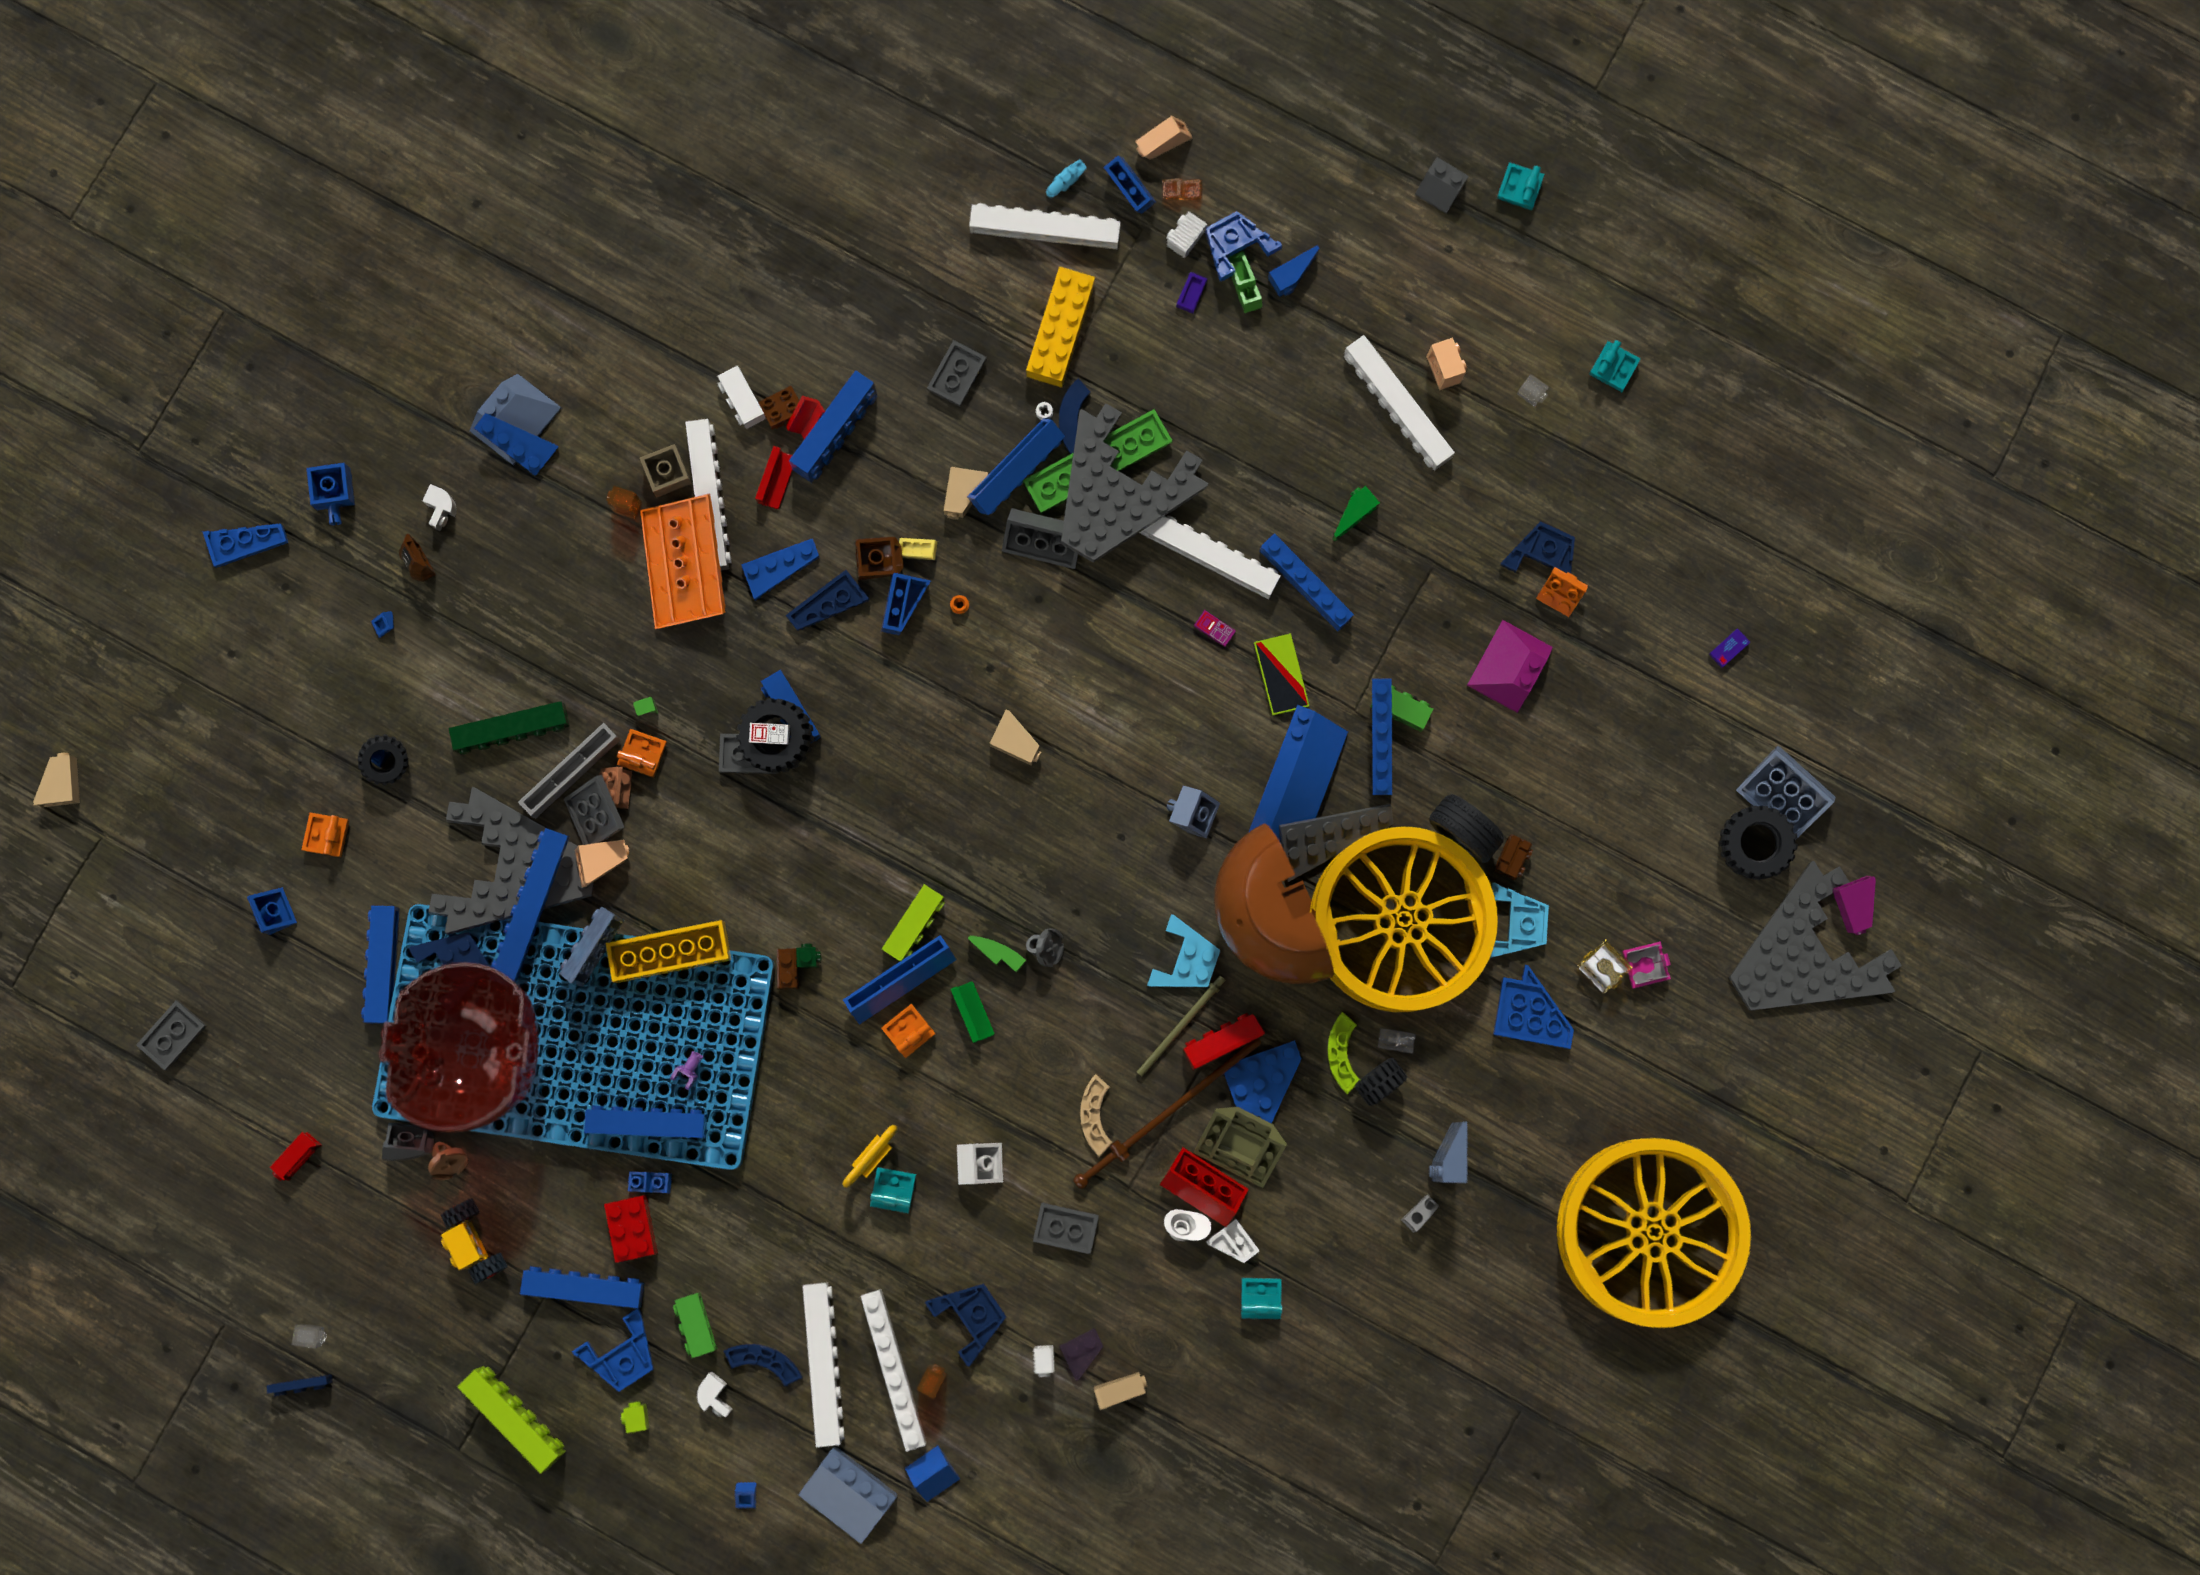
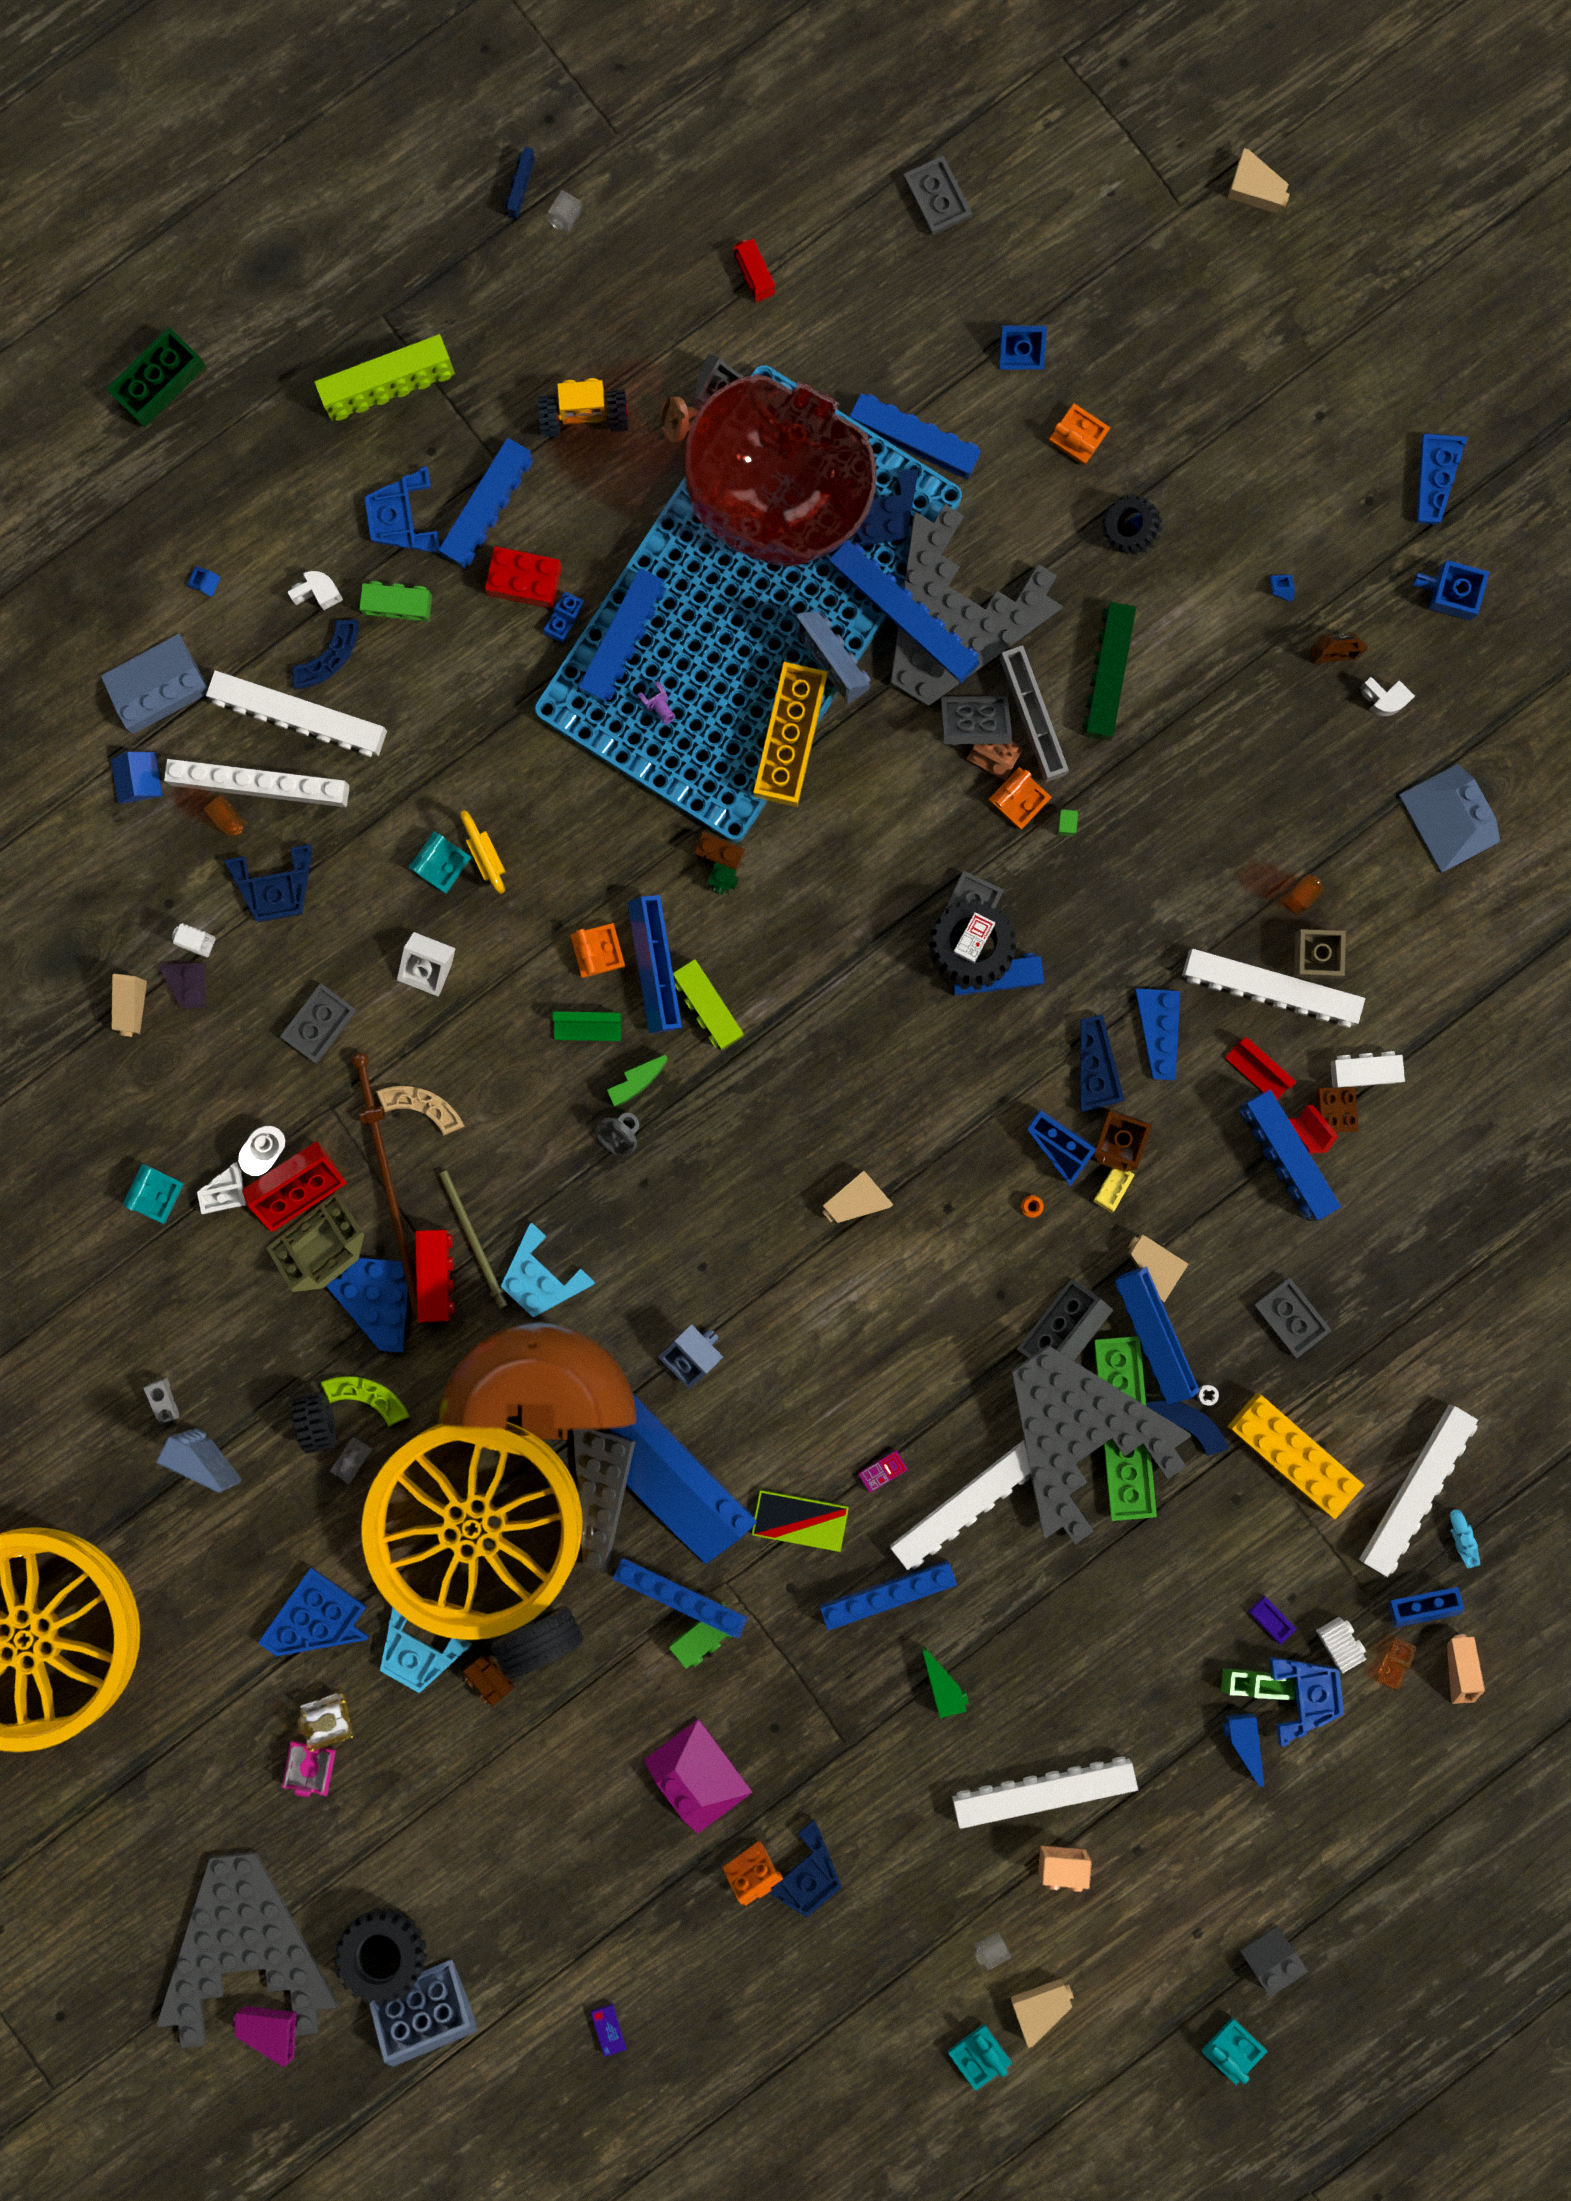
camera: 115 degrees right, 5 degrees up
(520, 445) = (1415, 811): blue wing -> none
(599, 859) = (923, 705): light nougat slope -> none
(635, 1417) = (331, 503): lime brick -> none
(683, 561) = (1210, 929): orange piece -> none
(1558, 336) = (1041, 2009): none -> tan slope

